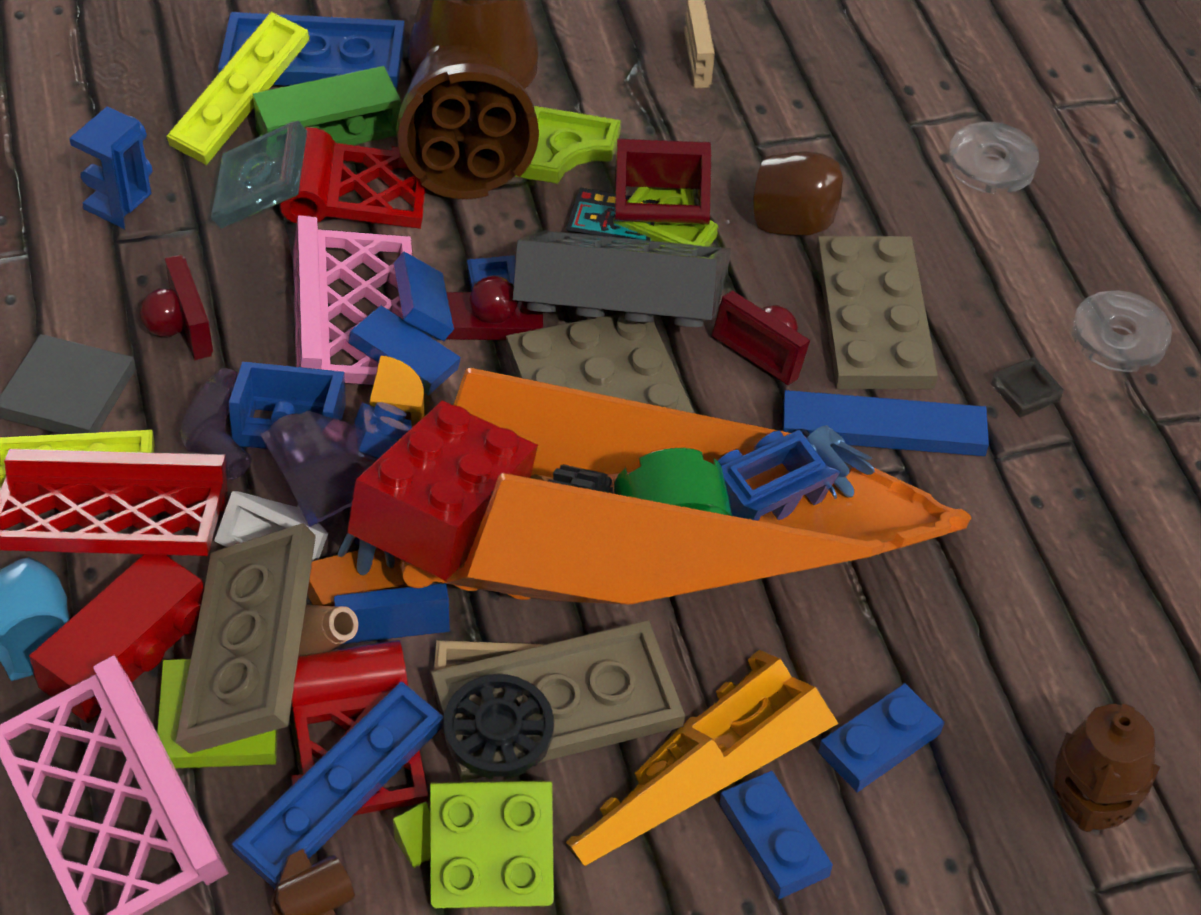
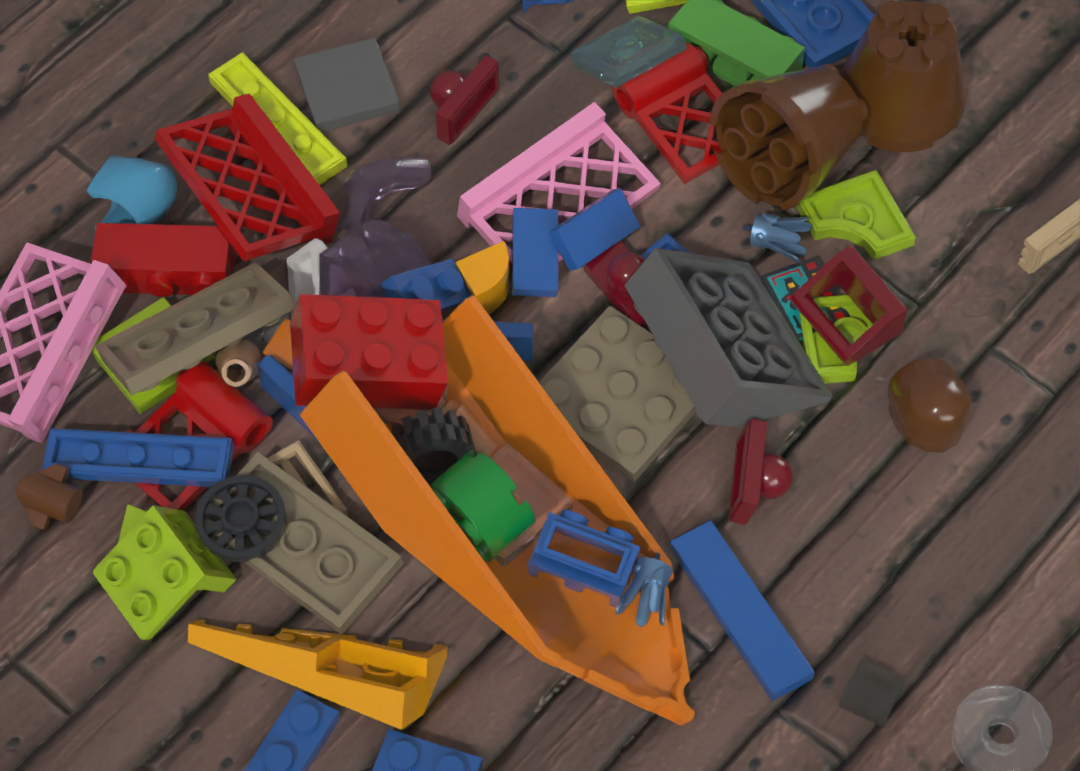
camera: 60 degrees right, 10 degrees up
(284, 392) = (425, 188): blue window -> none
(536, 195) = (778, 234): none -> flat silver piece
(875, 313) = (861, 537): dark tan plate -> none

